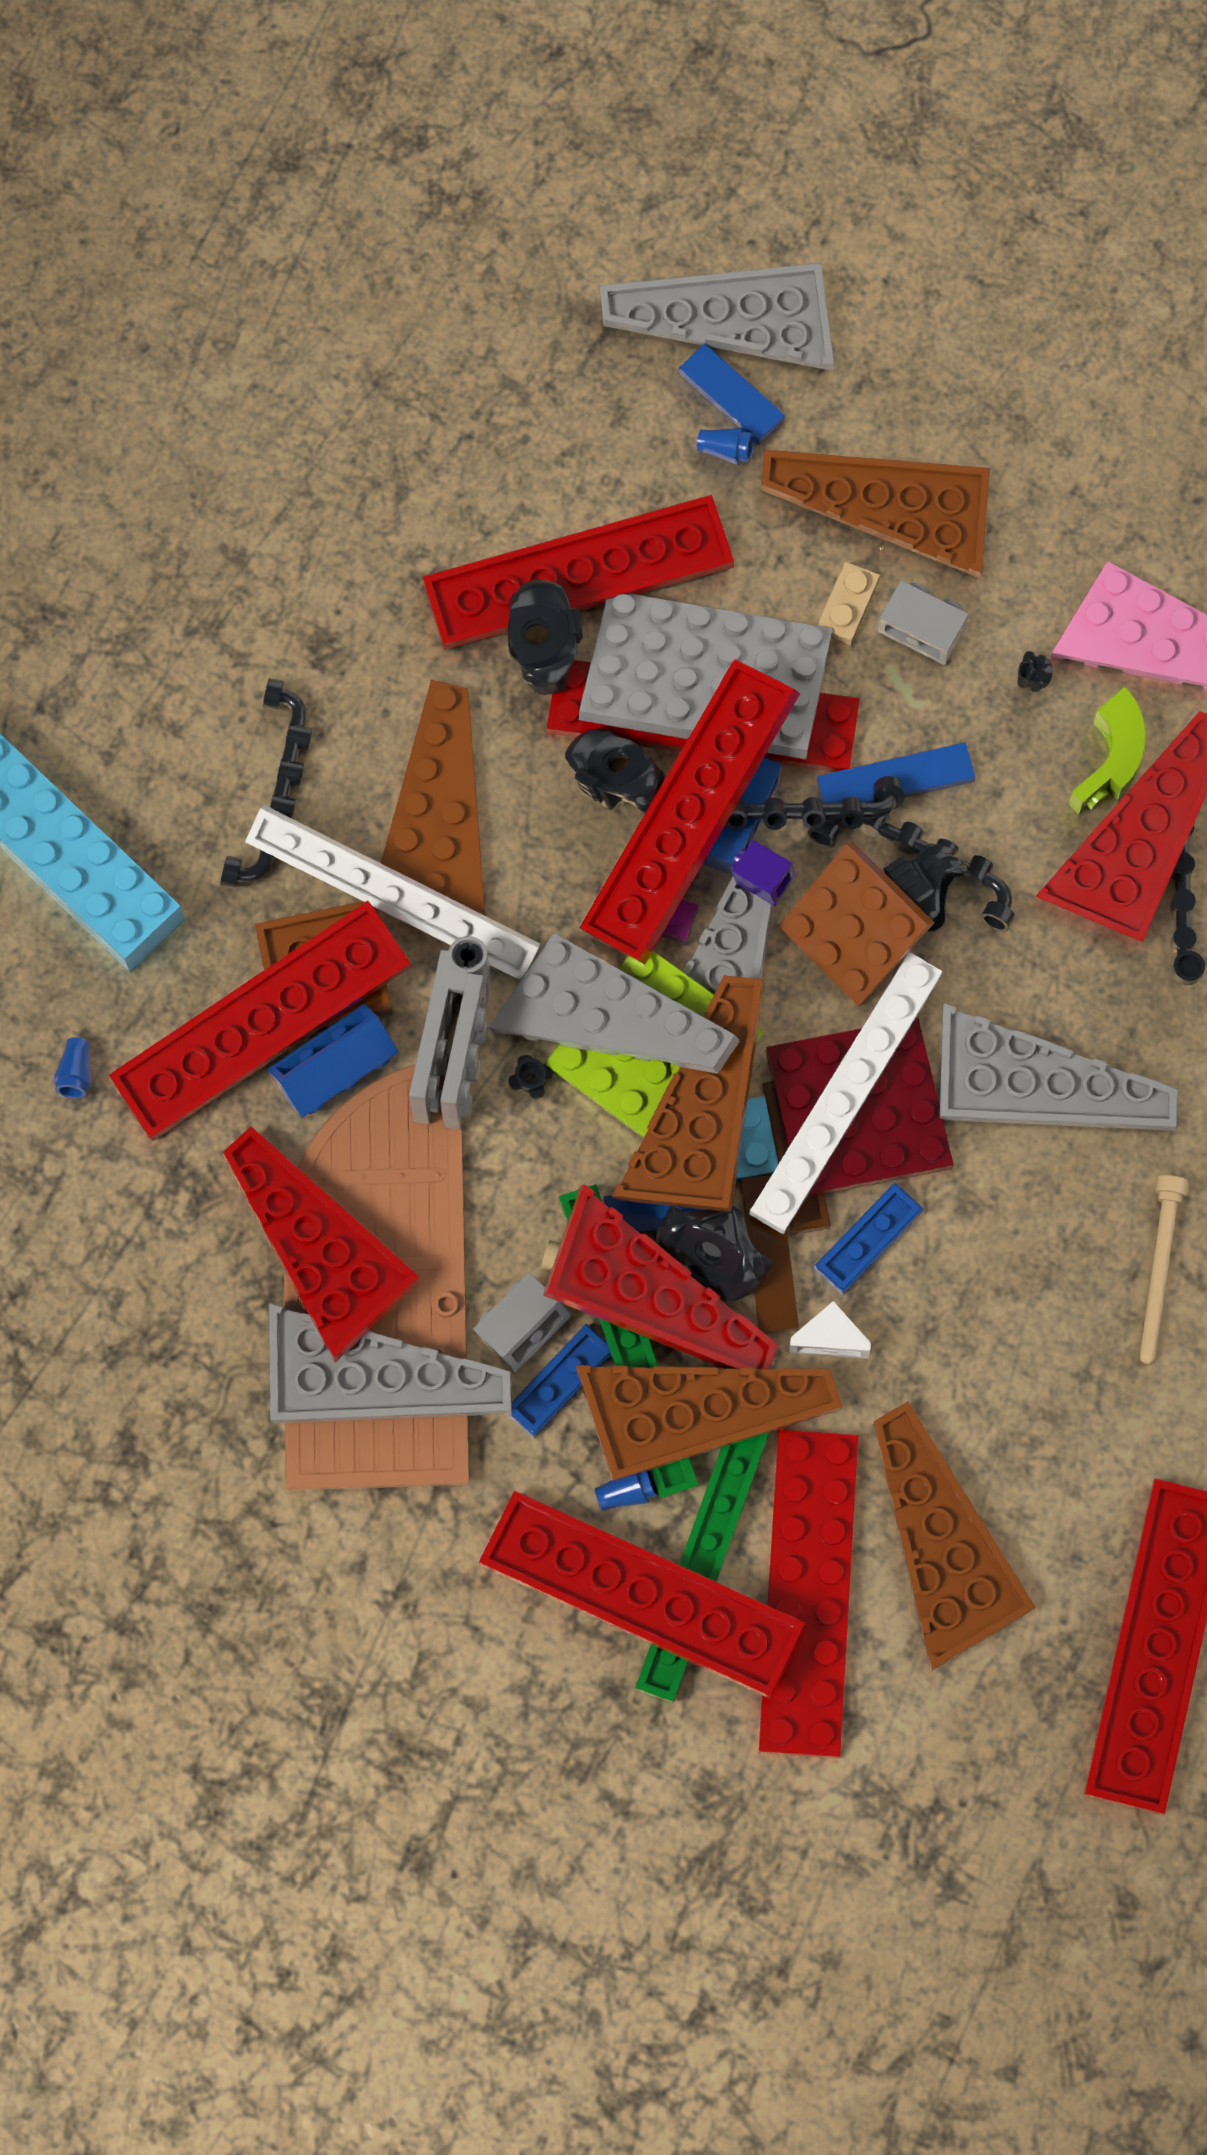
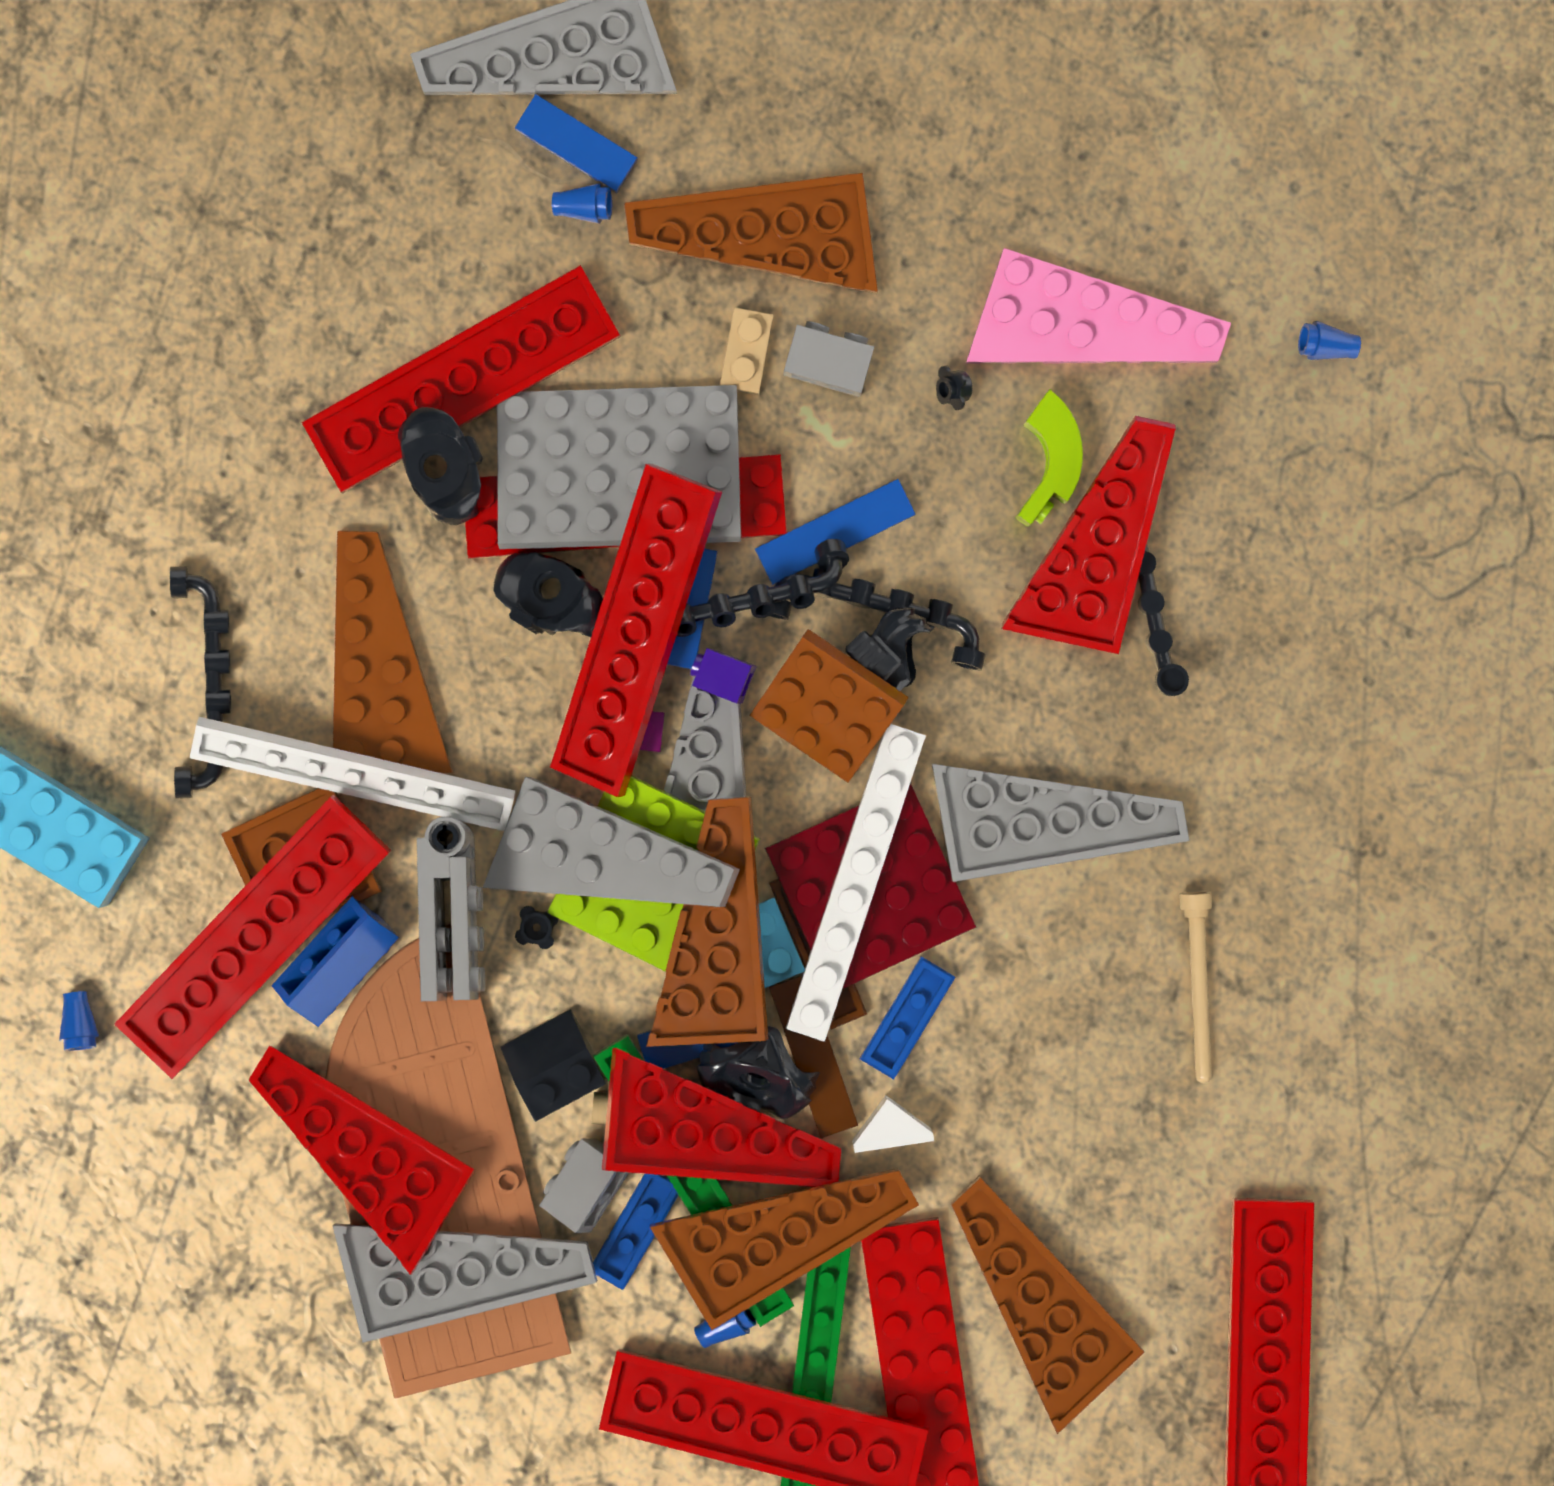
camera: 10 degrees left, 15 degrees up
(518, 1208) = (553, 1065): none -> black slope

